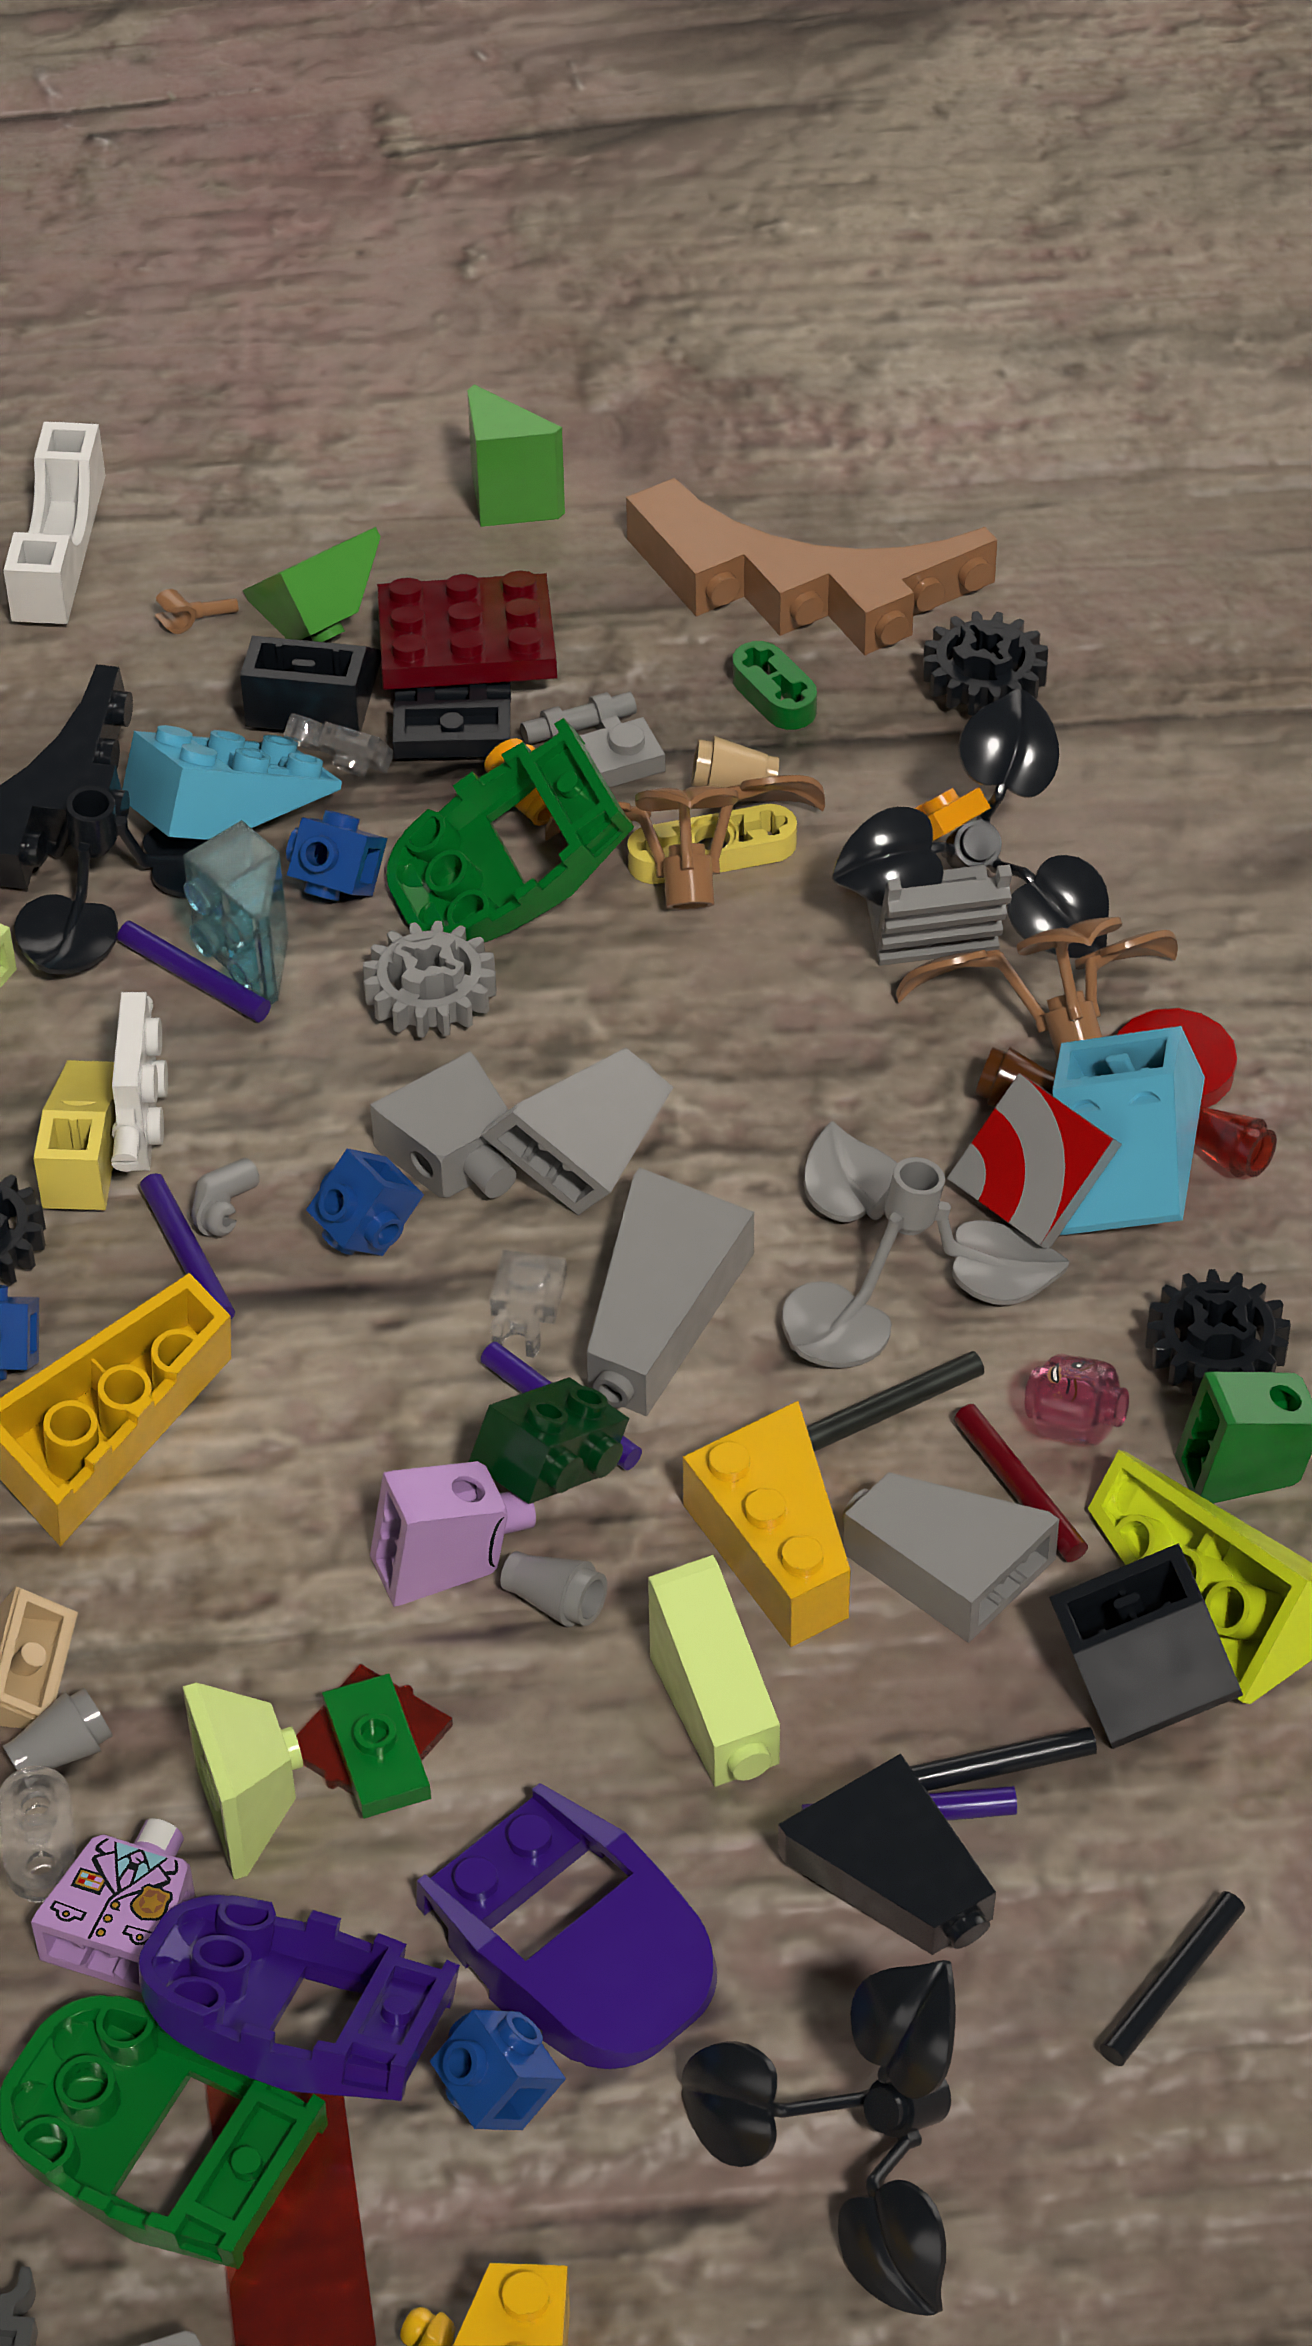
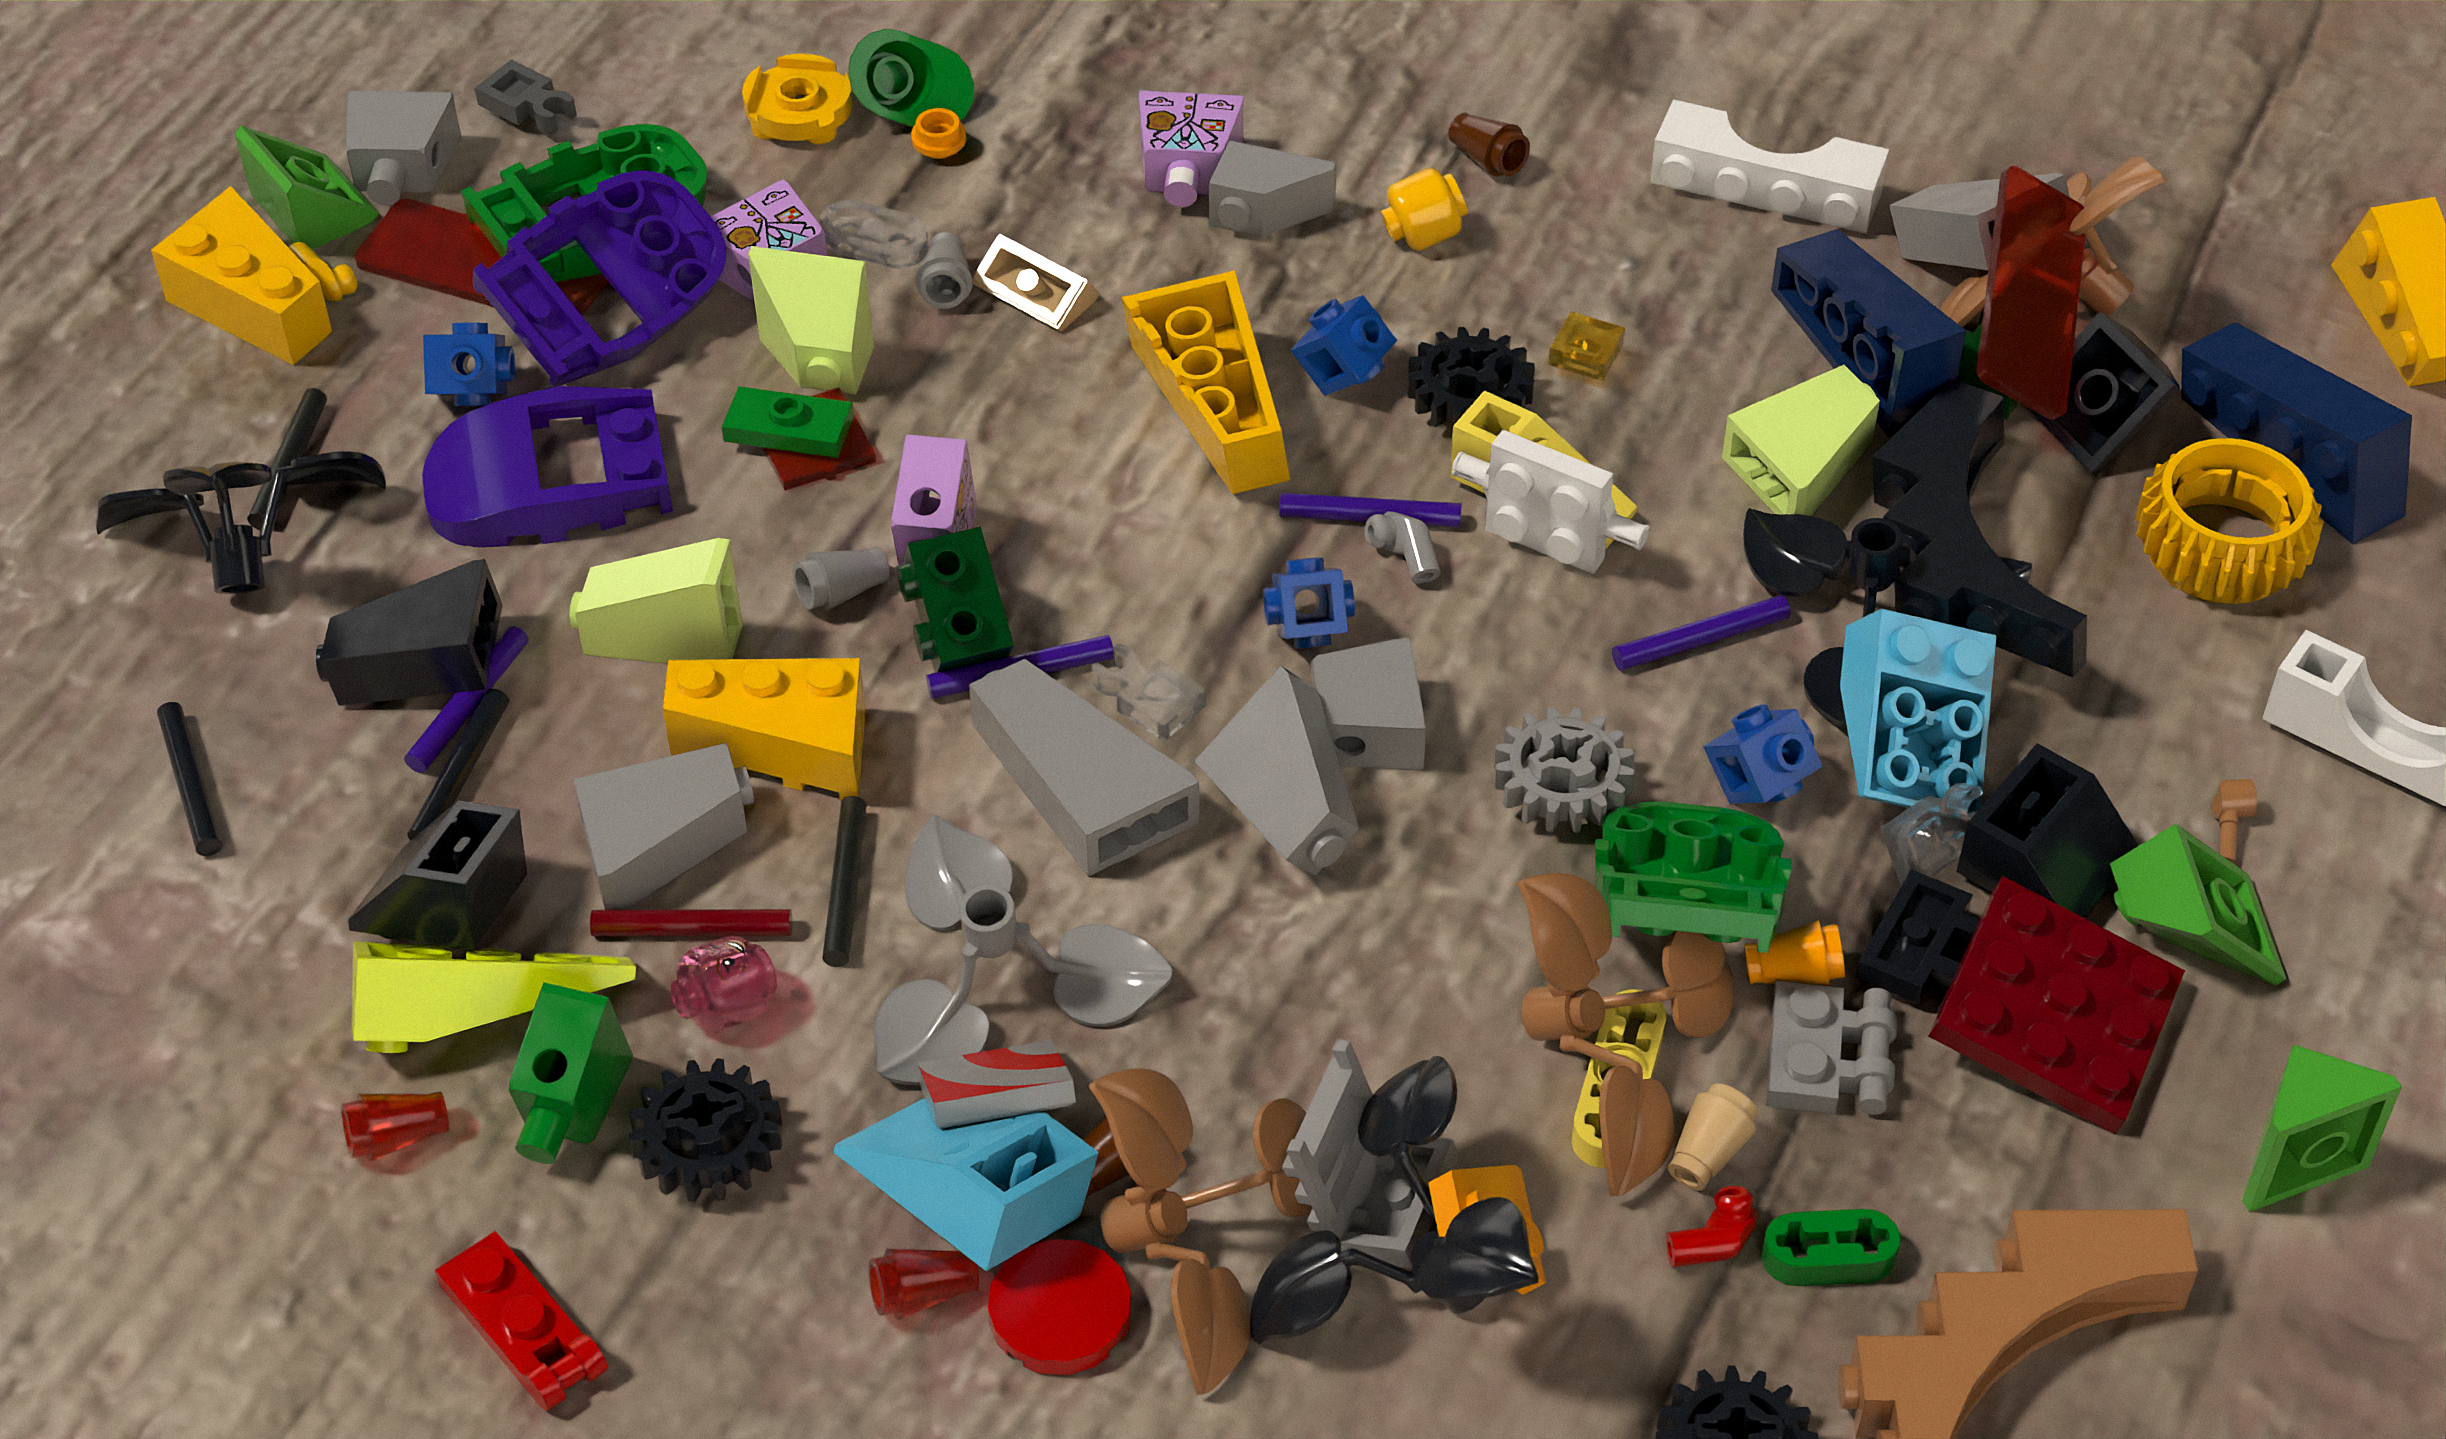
camera: 120 degrees right, 0 degrees up
(239, 907) = (1710, 646): clear light blue slope -> none
(717, 2193) = (292, 447): none -> pearl dark grey bar
(811, 741) = (1722, 1234): none -> red arm

